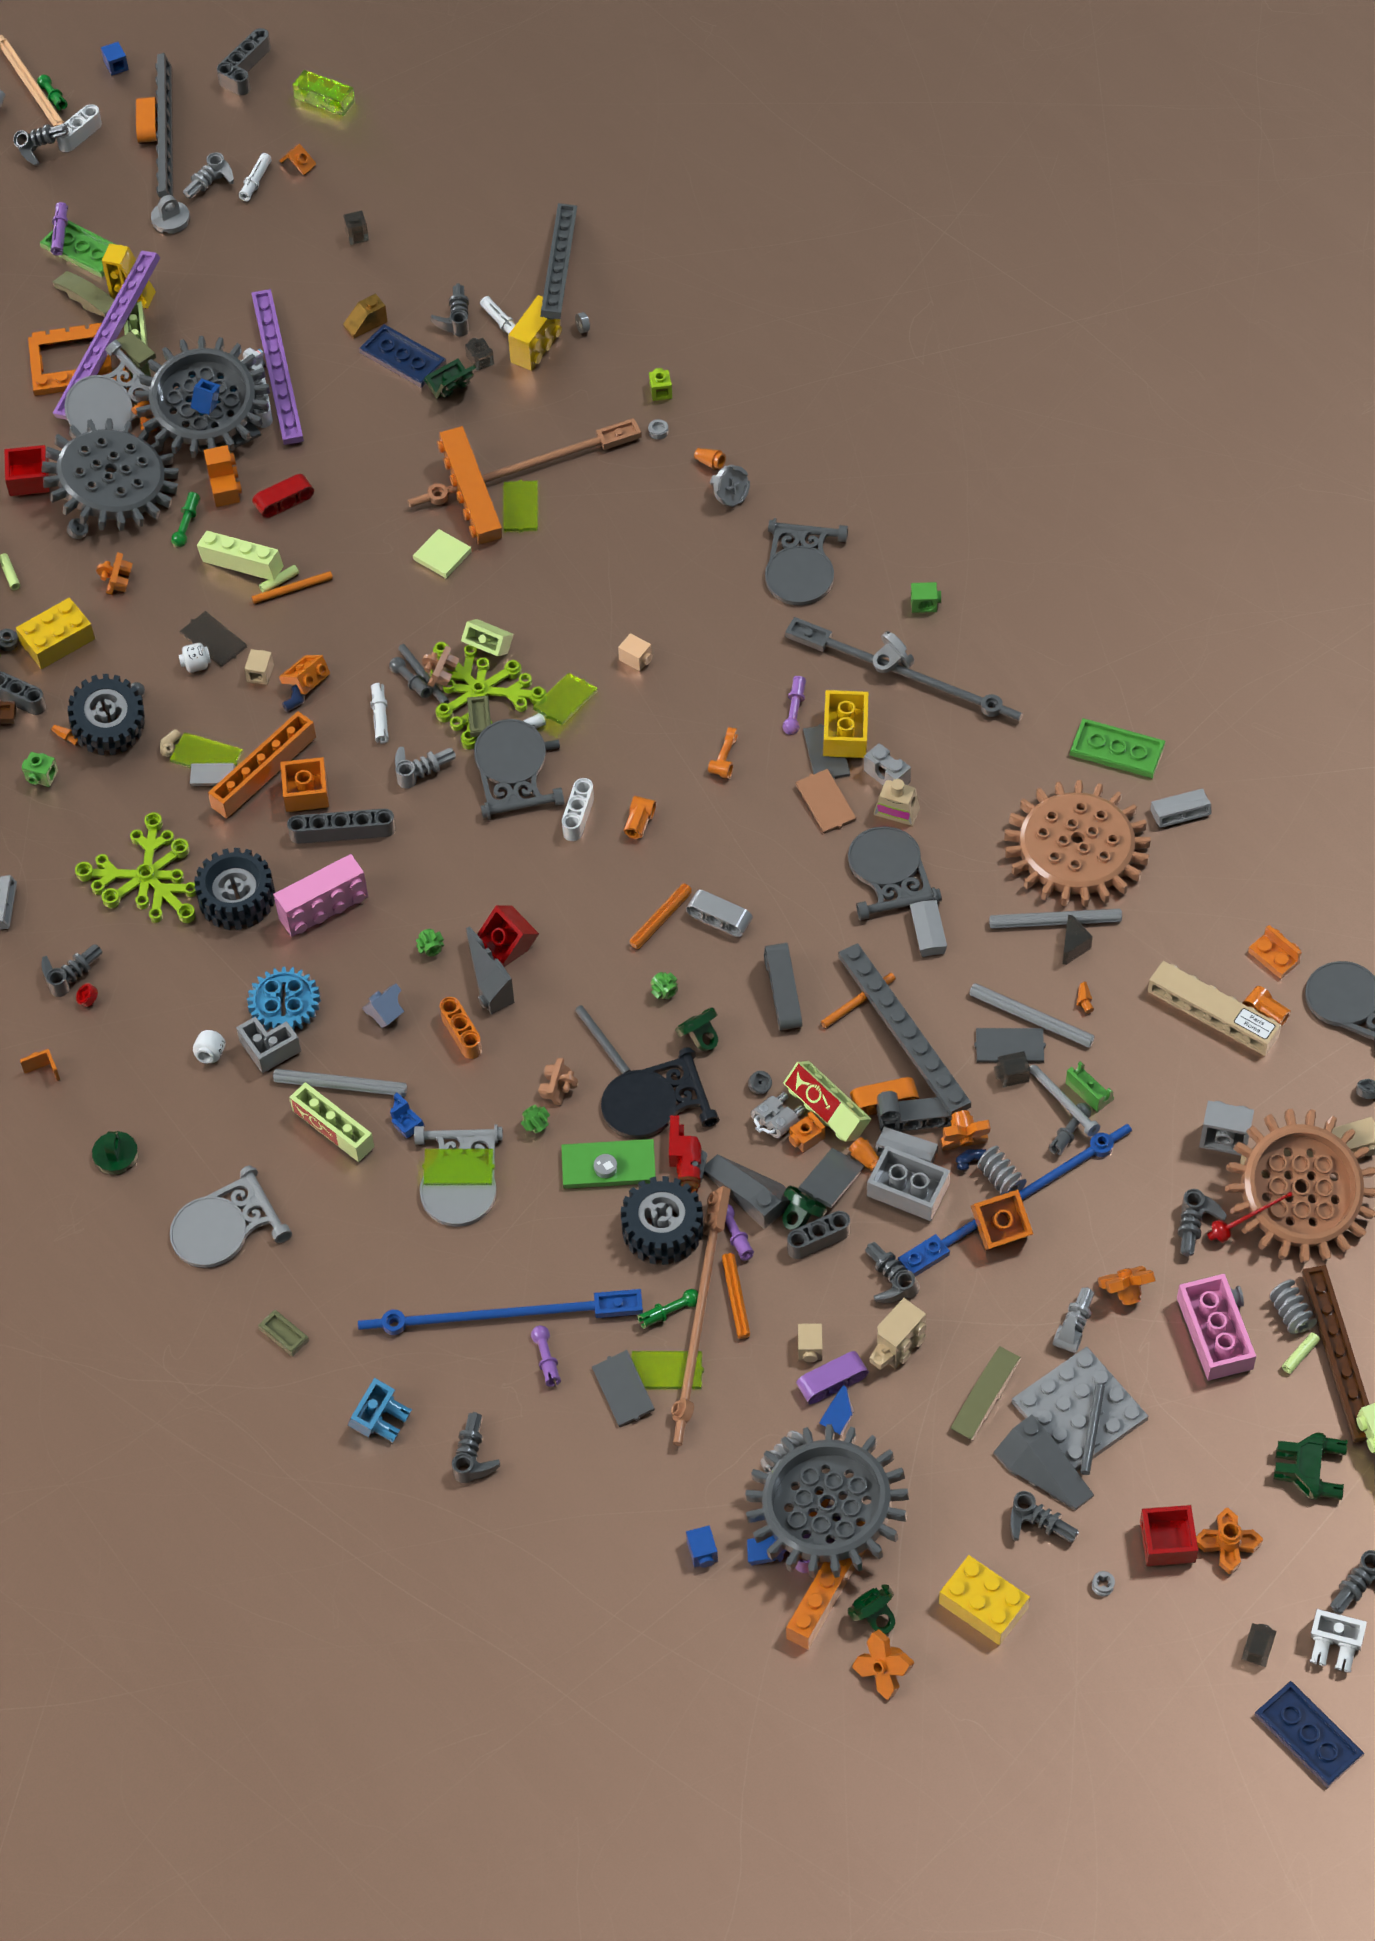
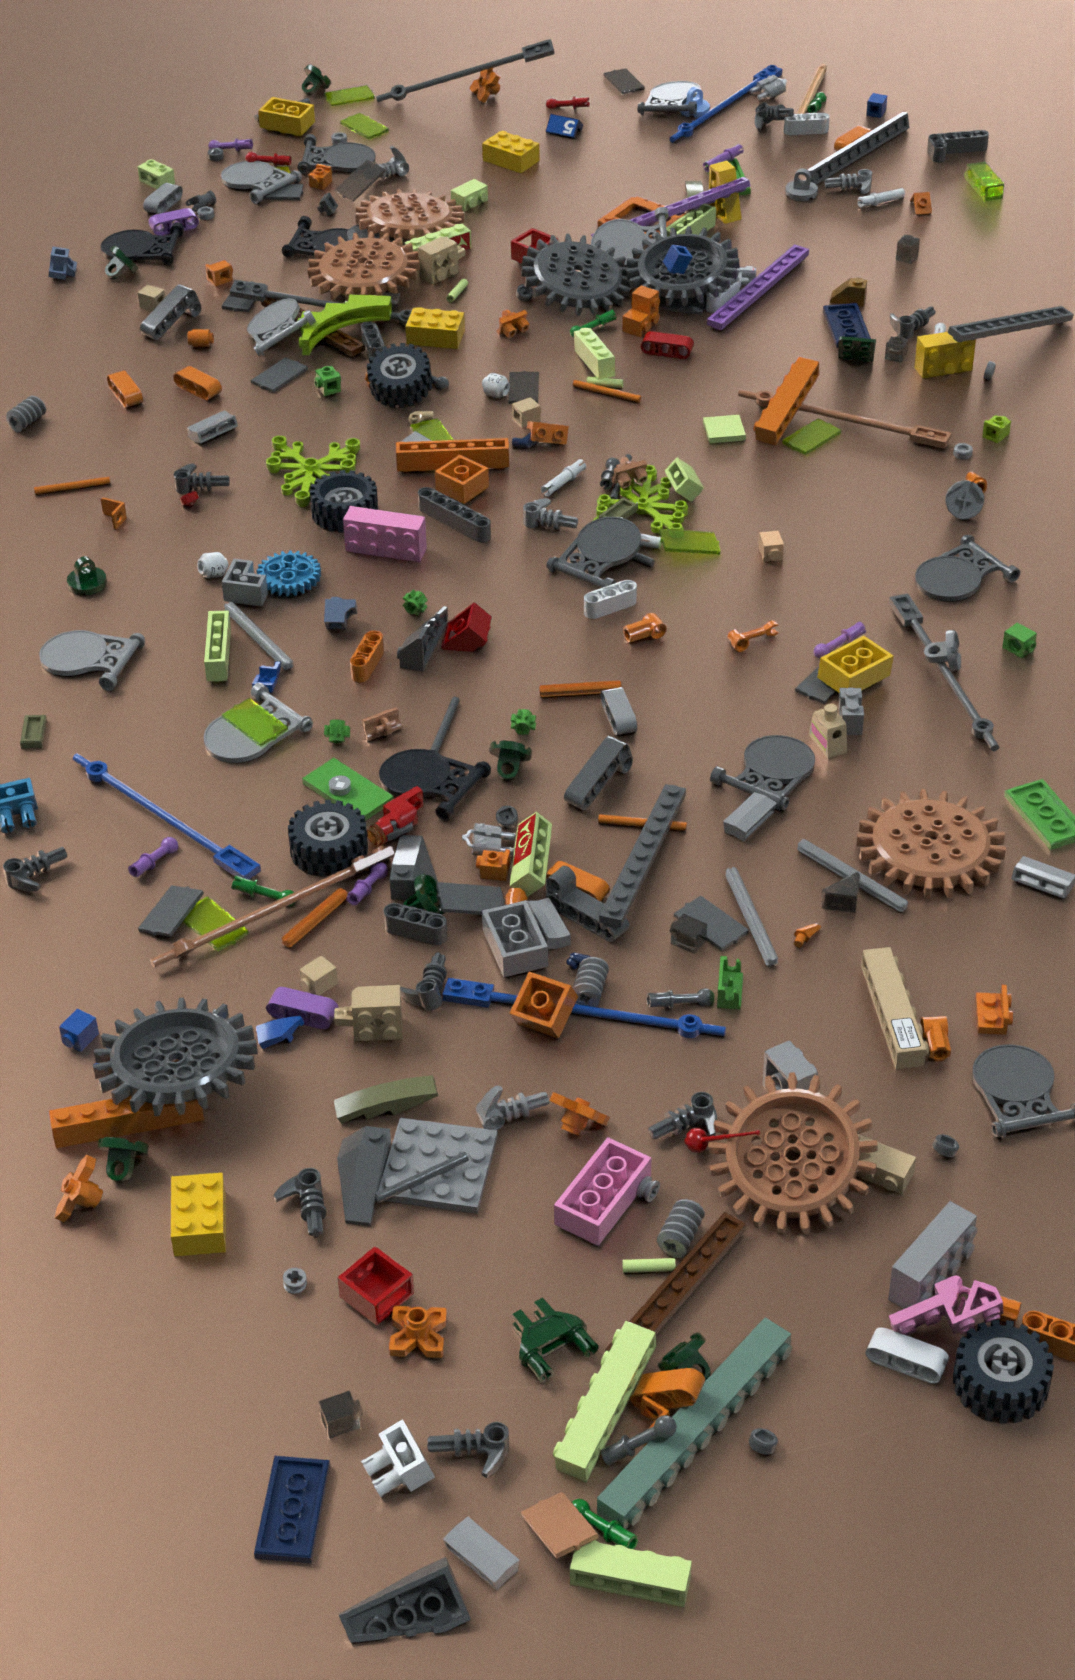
camera: 45 degrees right, 15 degrees down
(136, 349) = (676, 221): olive tile -> none
(825, 801) = (784, 704): nougat piece -> none
(964, 1131) = (594, 937): orange plant -> none
(1091, 1127) = (691, 1005): light grey bar -> none

